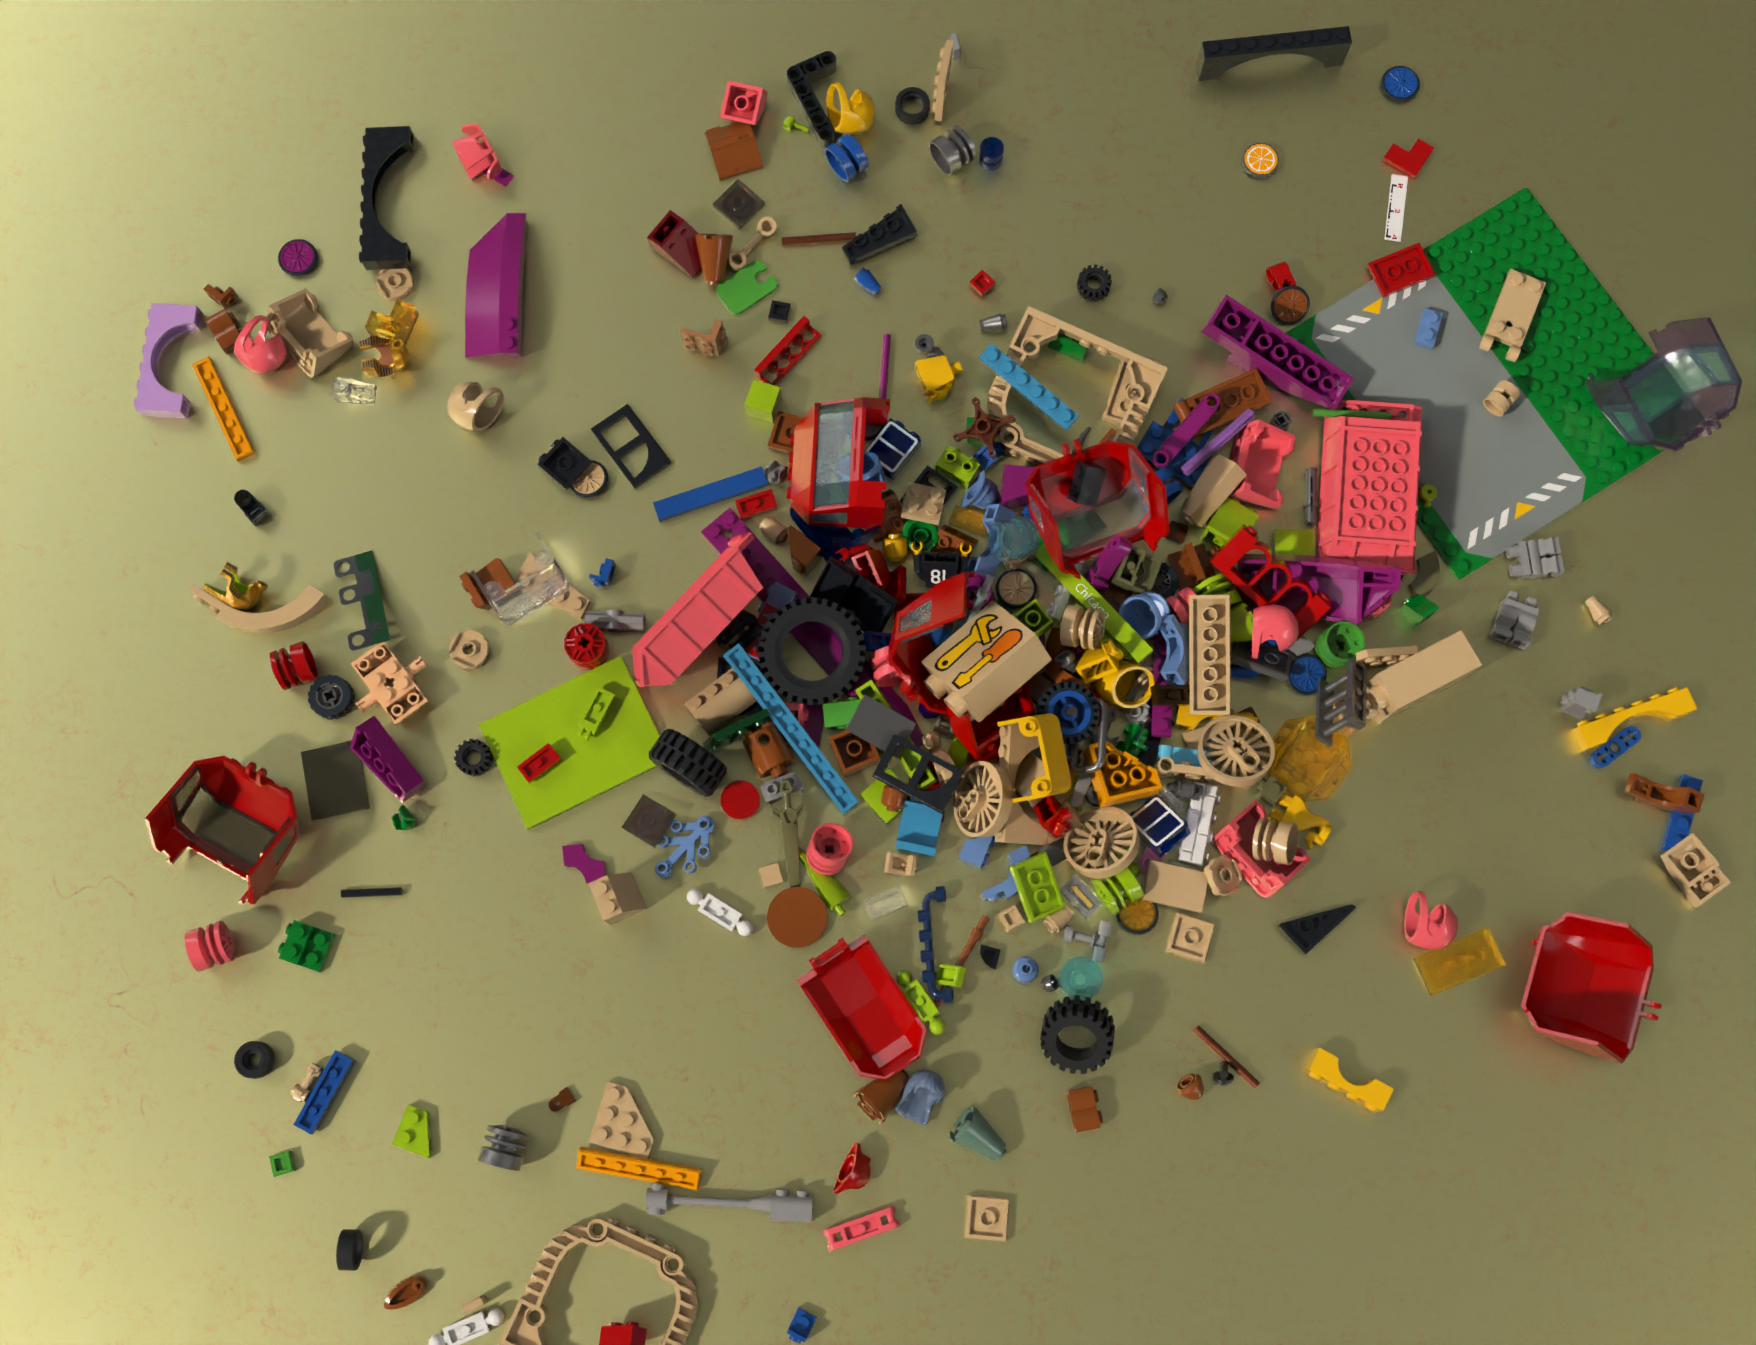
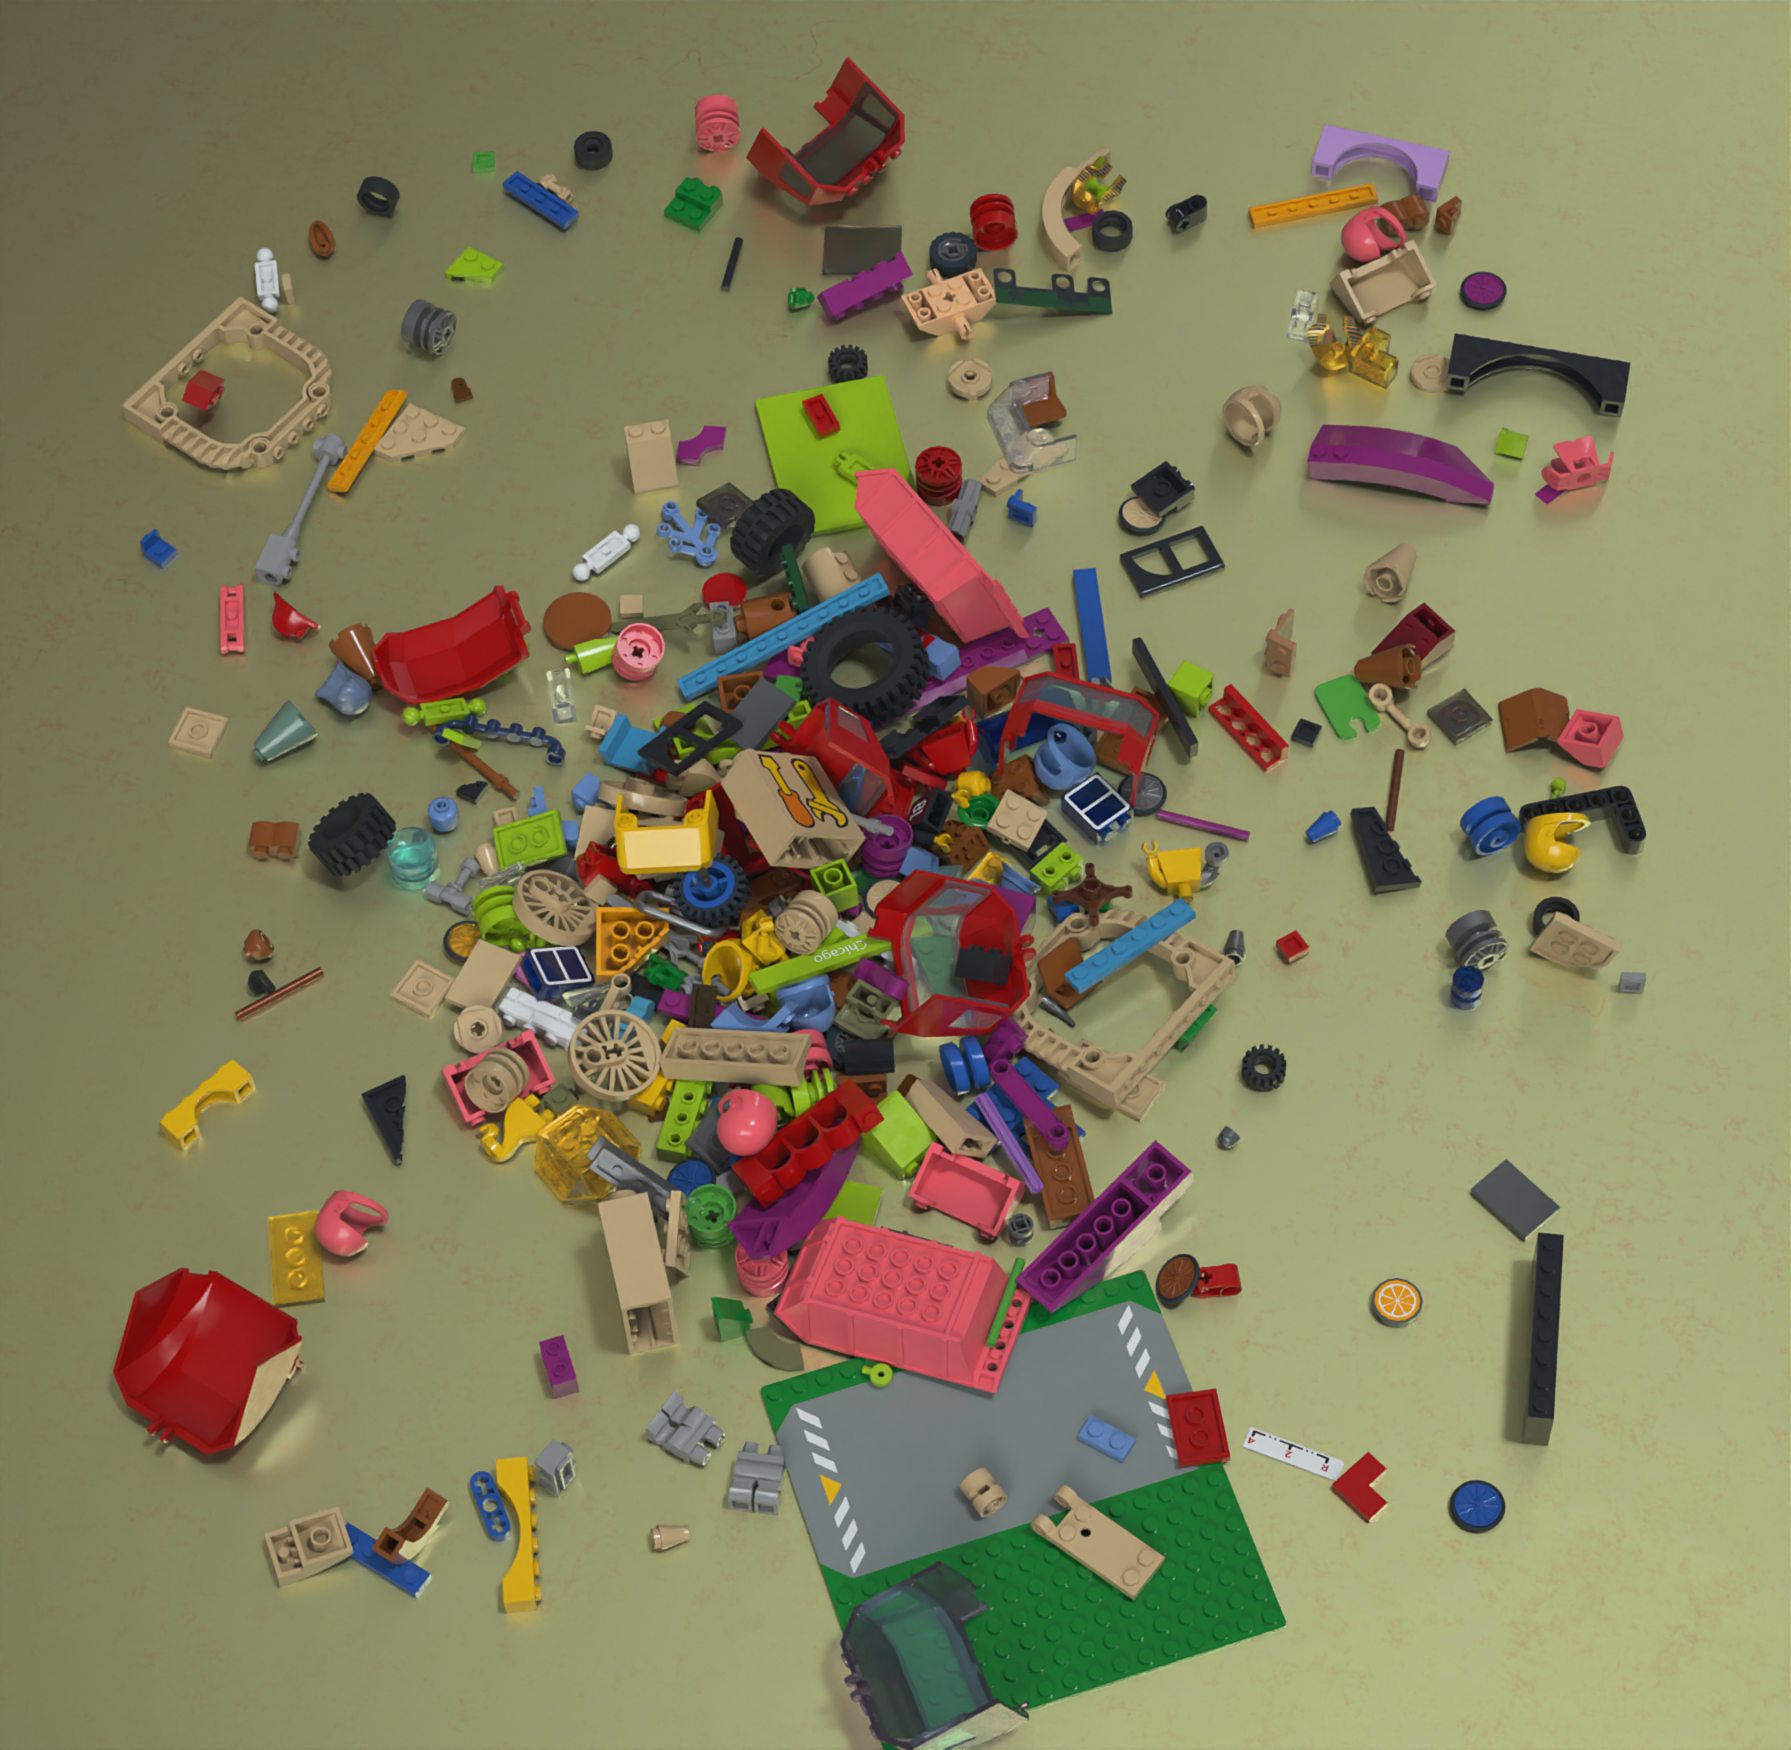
camera: 105 degrees right, 20 degrees down
(269, 597) = (1081, 221): none -> magenta sticker
(270, 557) = (1112, 218): none -> black tyre
(461, 208) = (1511, 443): none -> lime tile
(613, 270) = (1391, 573): none -> tan cone
(779, 415) = (1165, 697): none -> black tile
(1055, 435) = (1052, 971): none -> dark orange bracket
(1155, 97) = (1515, 1200): none -> dark grey tile
(1176, 559) = (869, 1056): none -> black panel
(1261, 693) = (682, 1117): none -> lime brick
(1493, 727) = (559, 1366): none -> magenta brick

